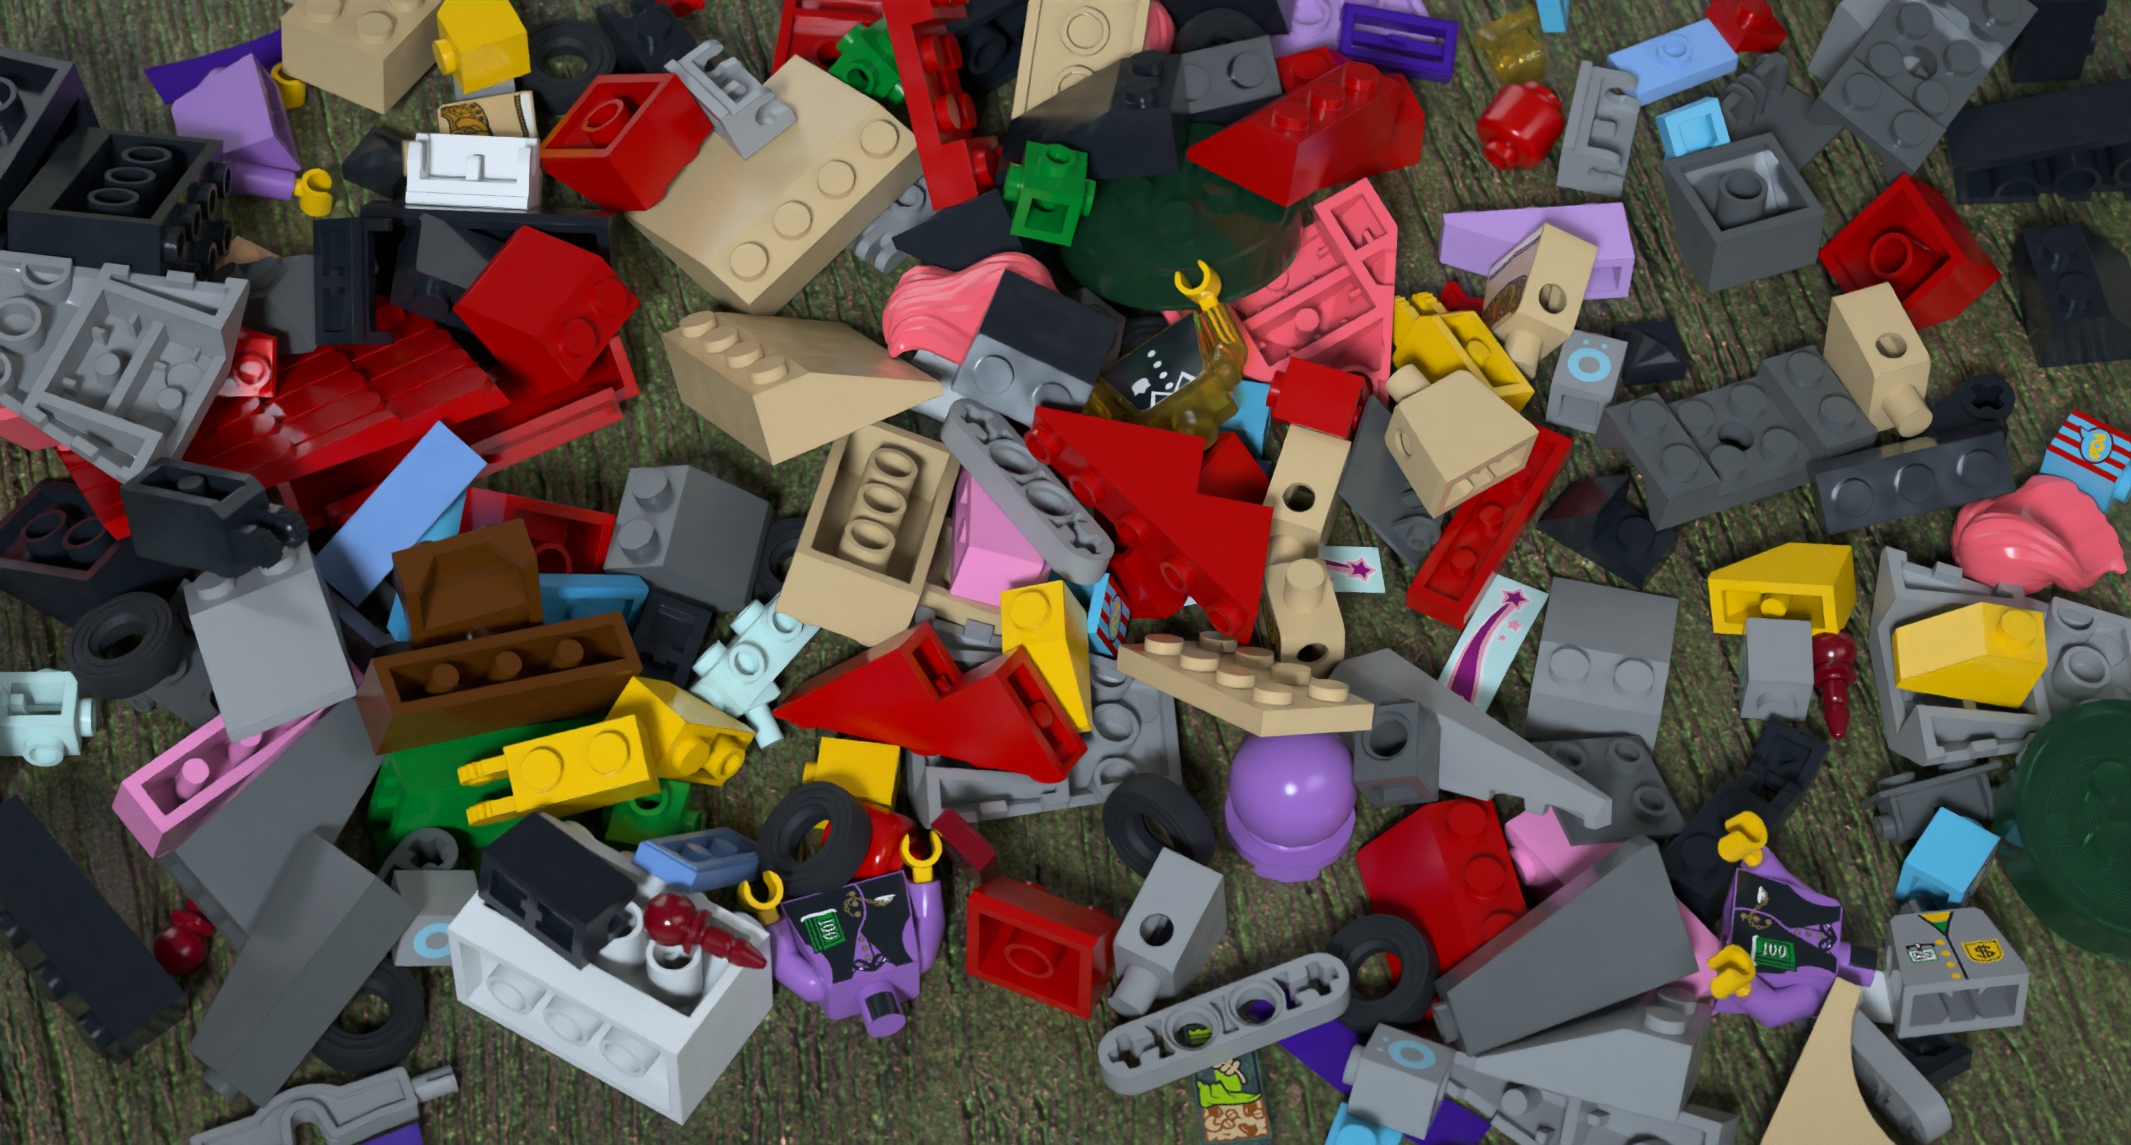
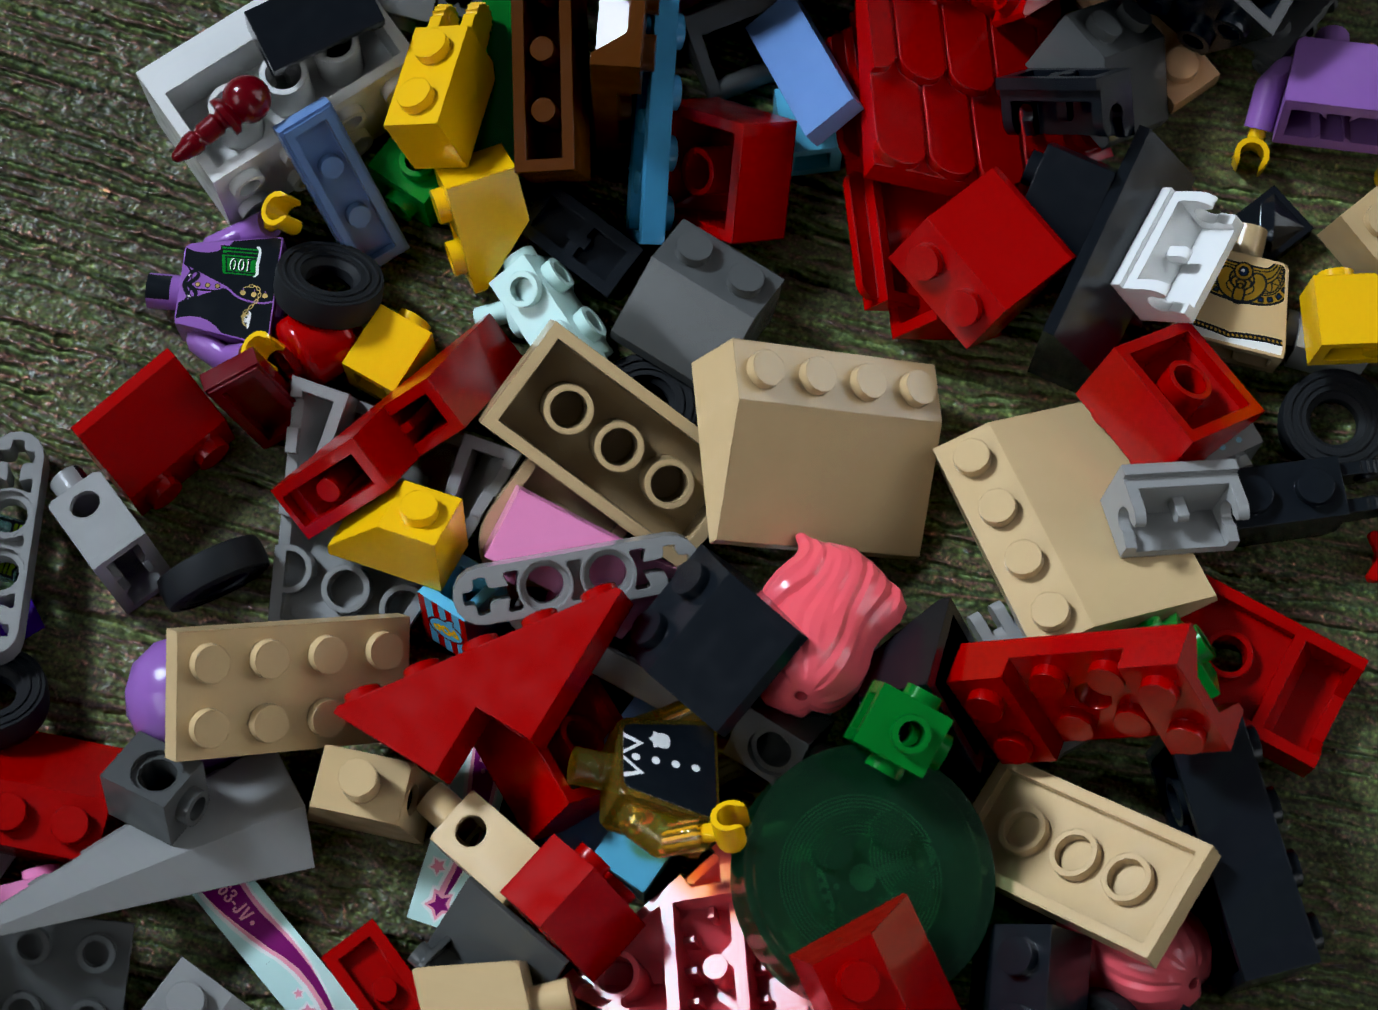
camera: 115 degrees right, 20 degrees up
(1124, 116) = (983, 834): black slope -> none

